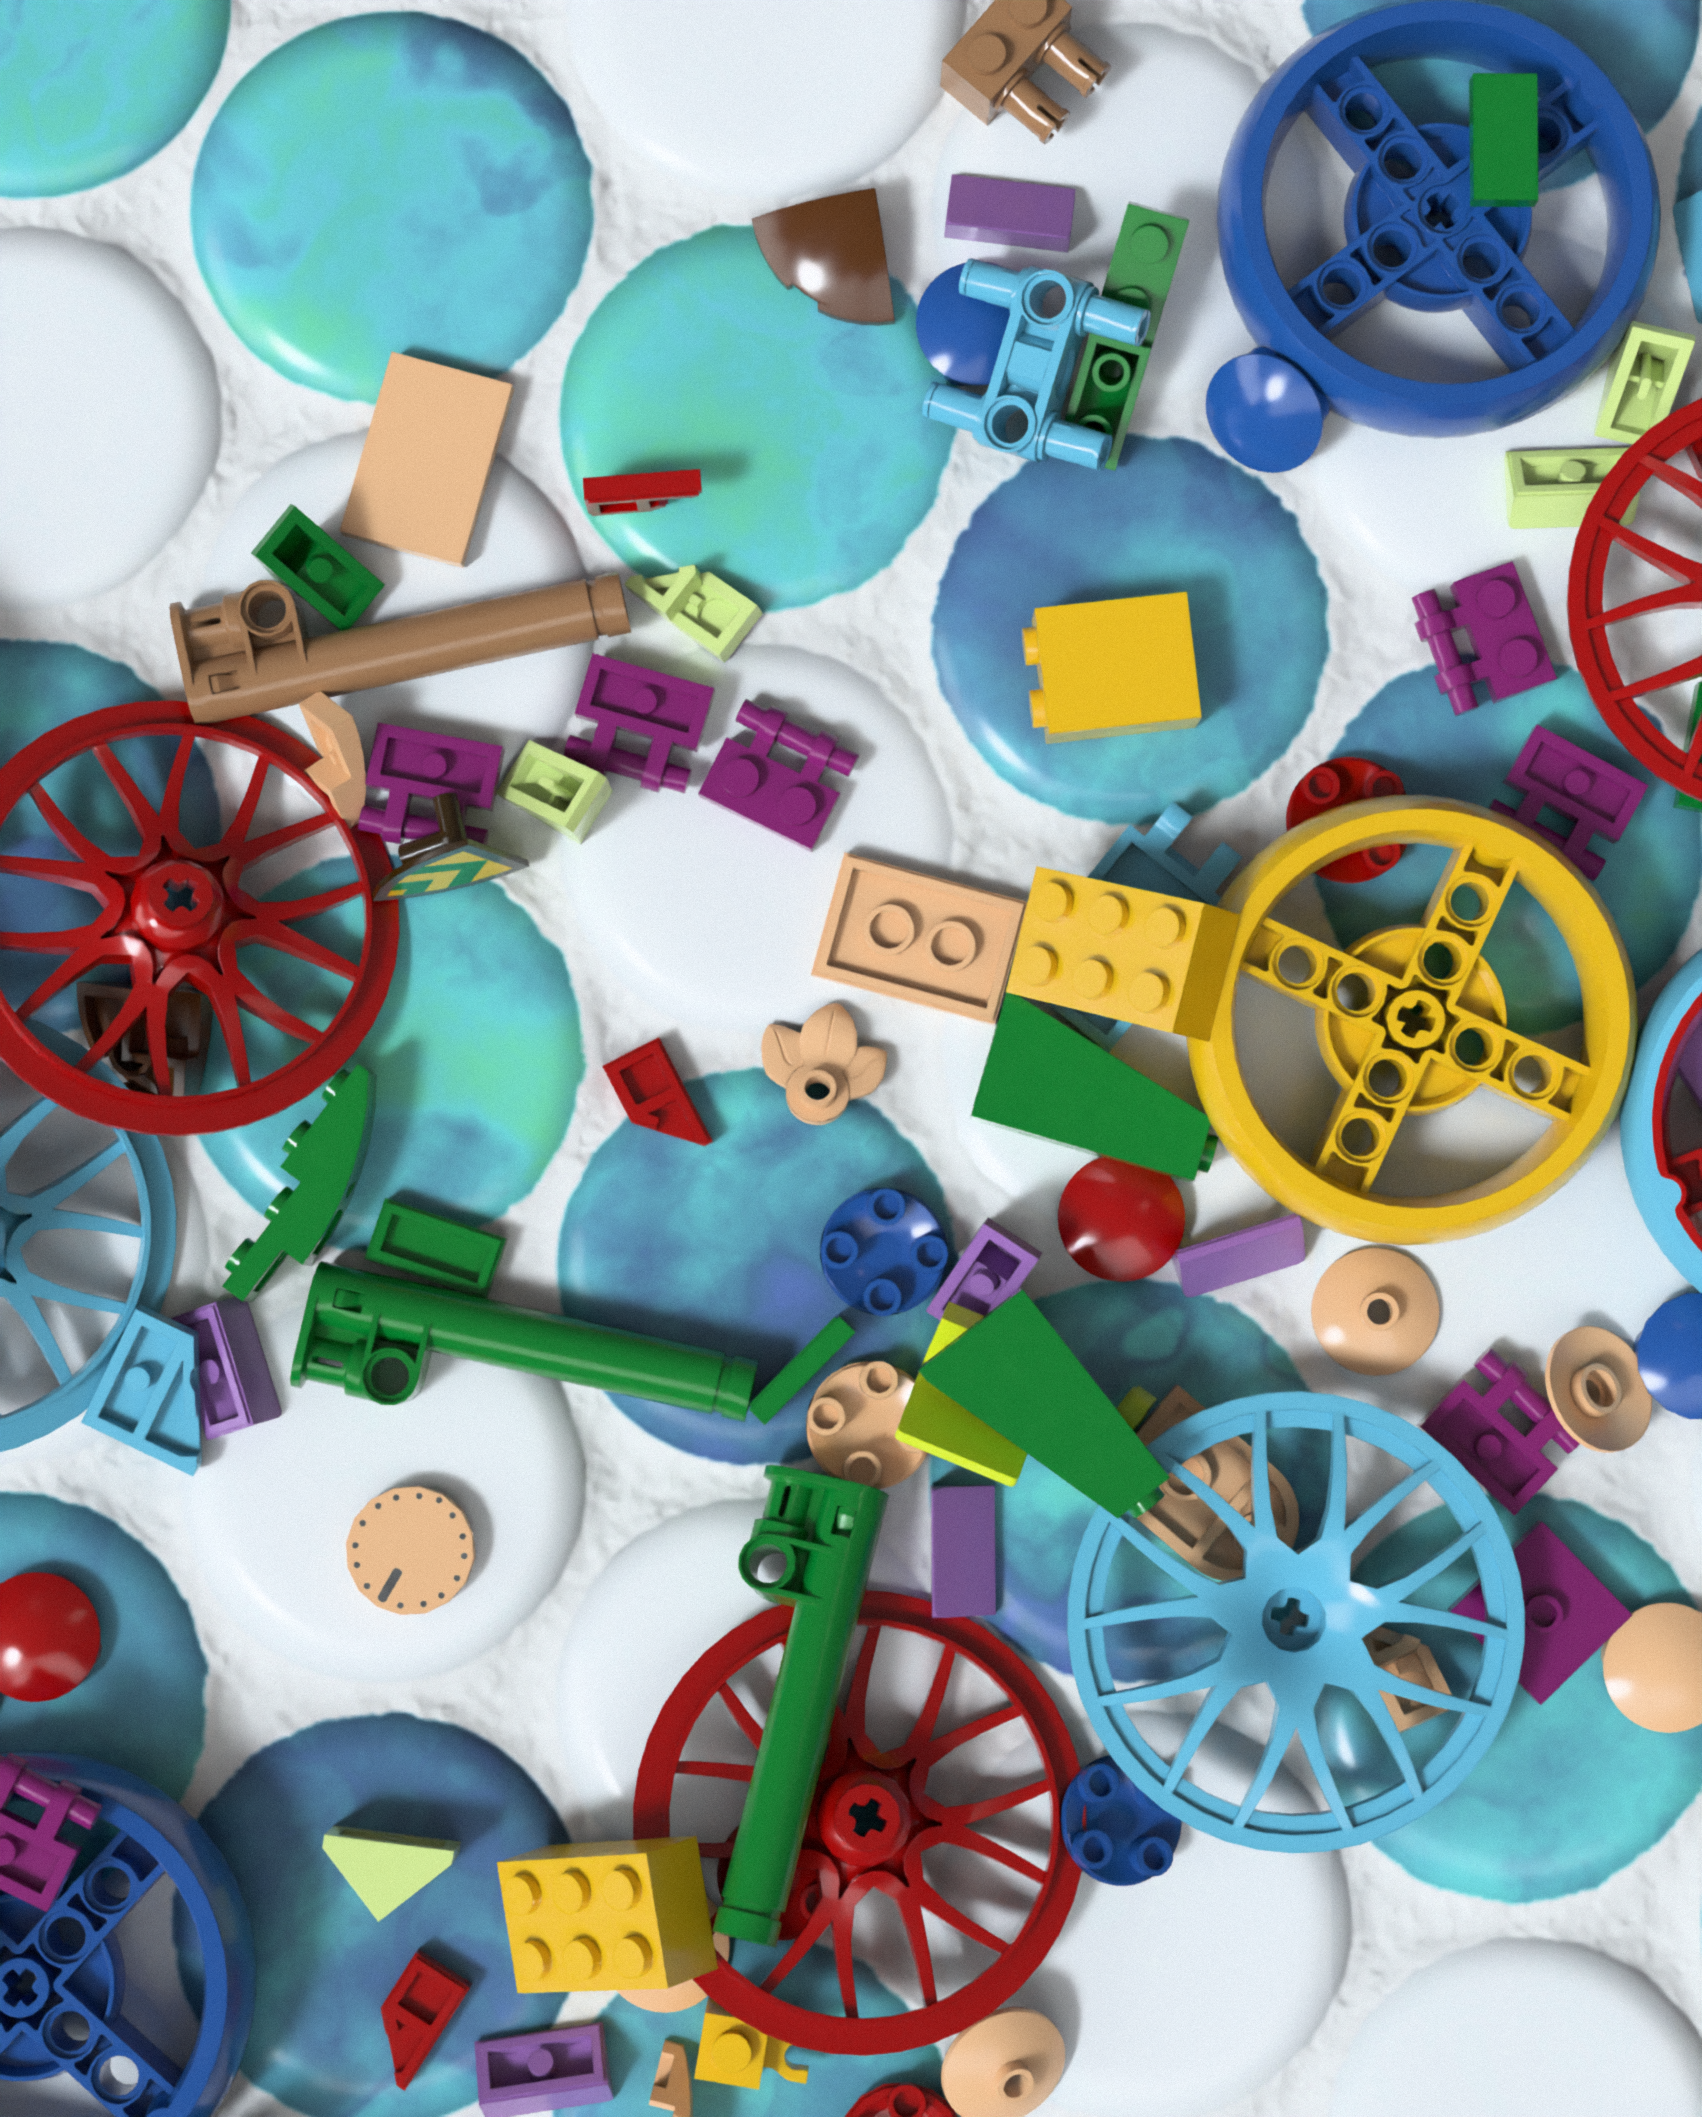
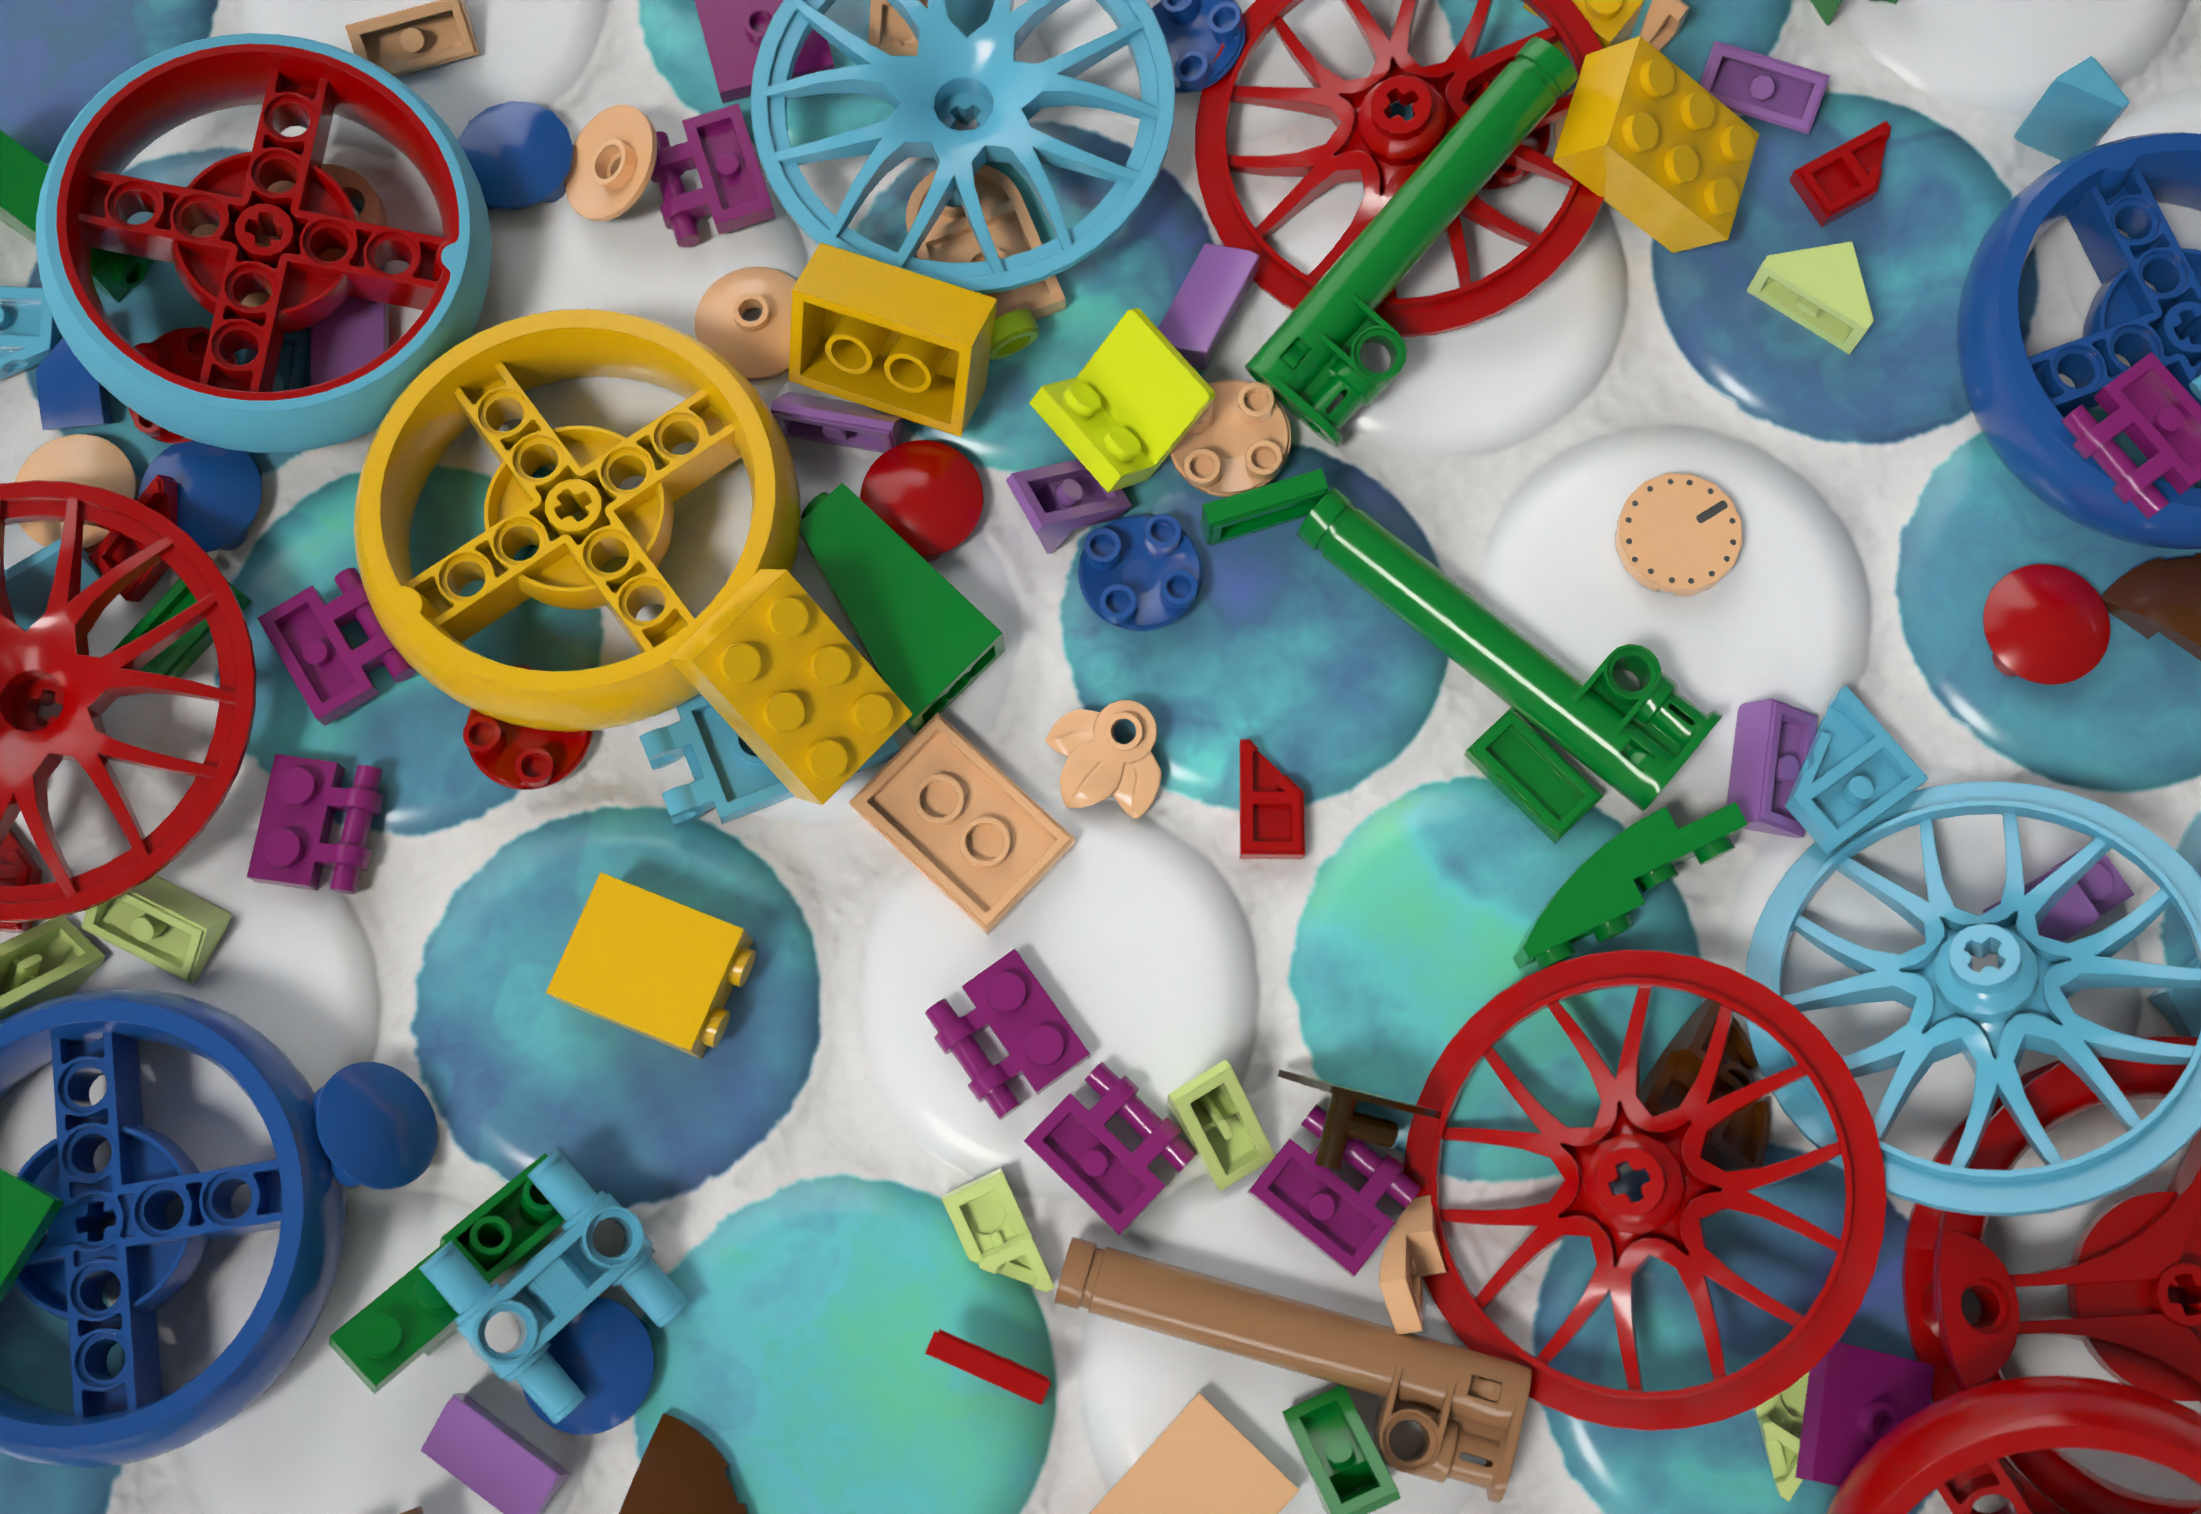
camera: 150 degrees left, 10 degrees down
(1041, 1398) = (1077, 364): green slope -> none
(1226, 1340) = (890, 339): none -> yellow brick

